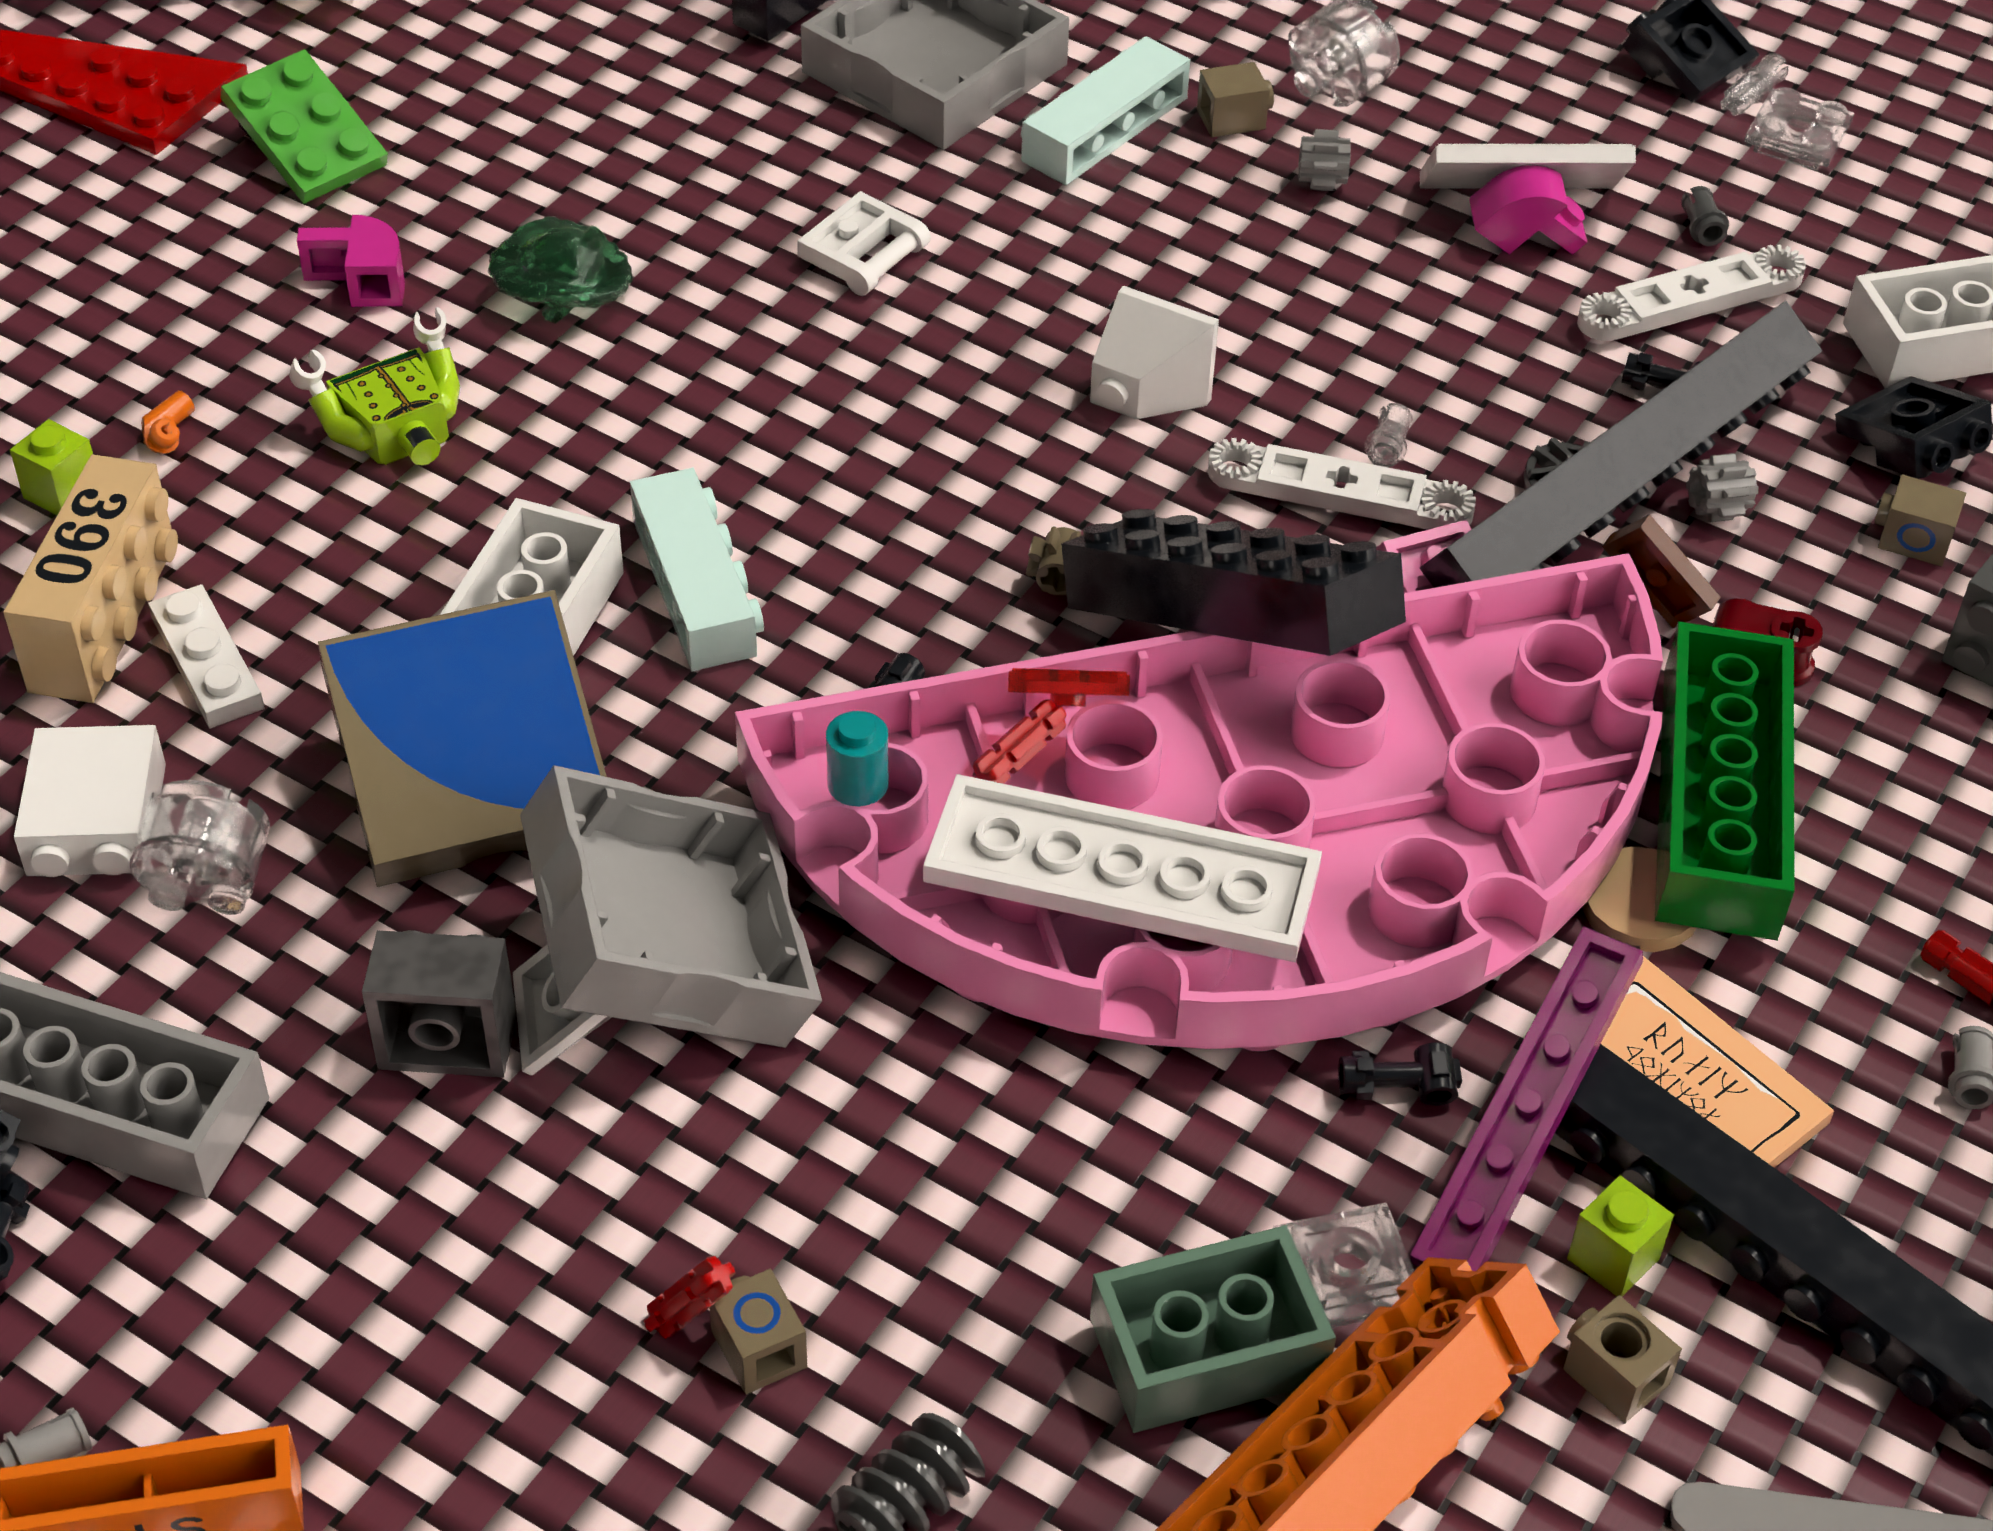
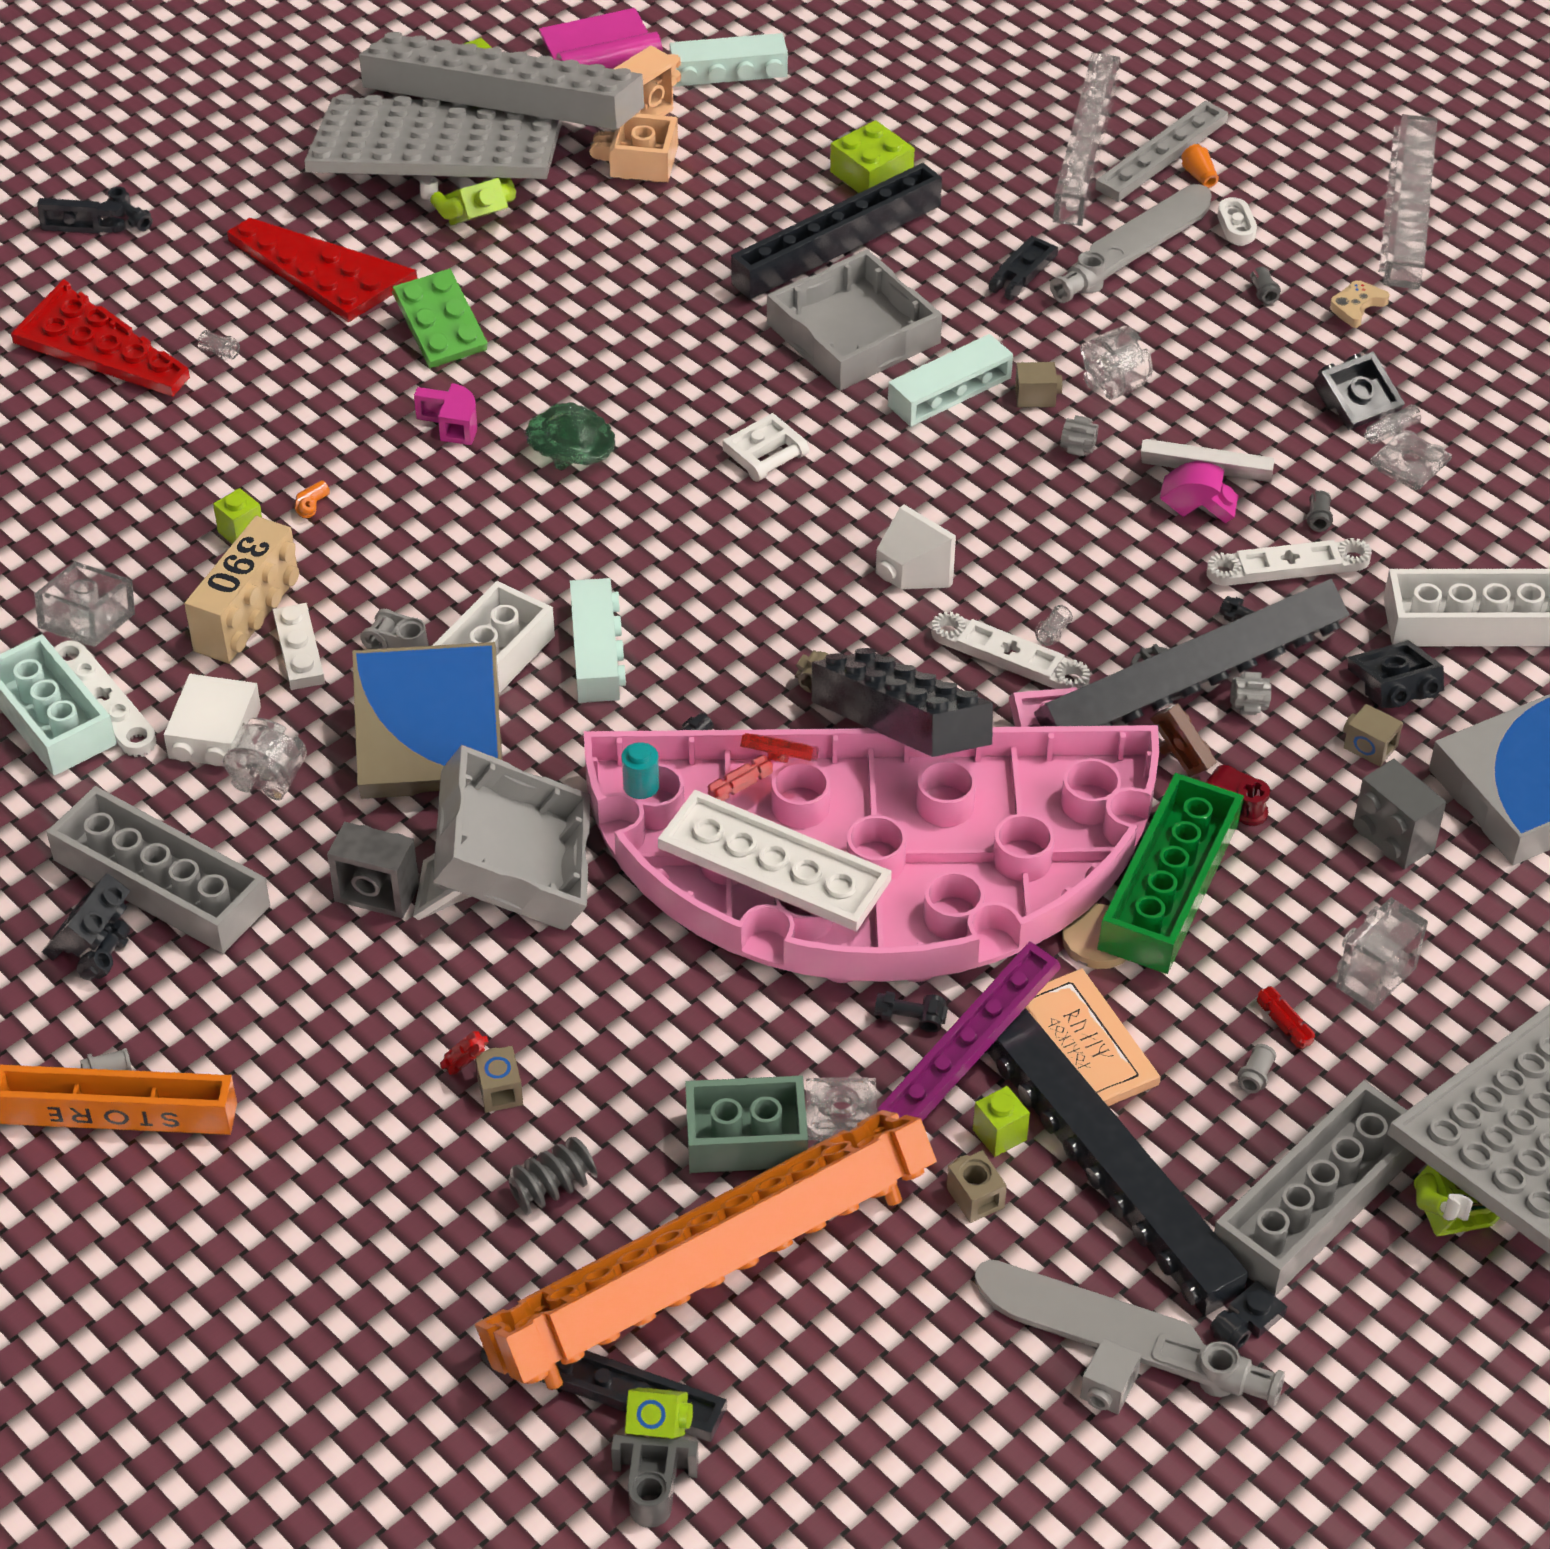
camera: 15 degrees right, 0 degrees up
(363, 605) = (394, 631): none -> light grey piece
(391, 405) = (444, 509): lime torso -> none

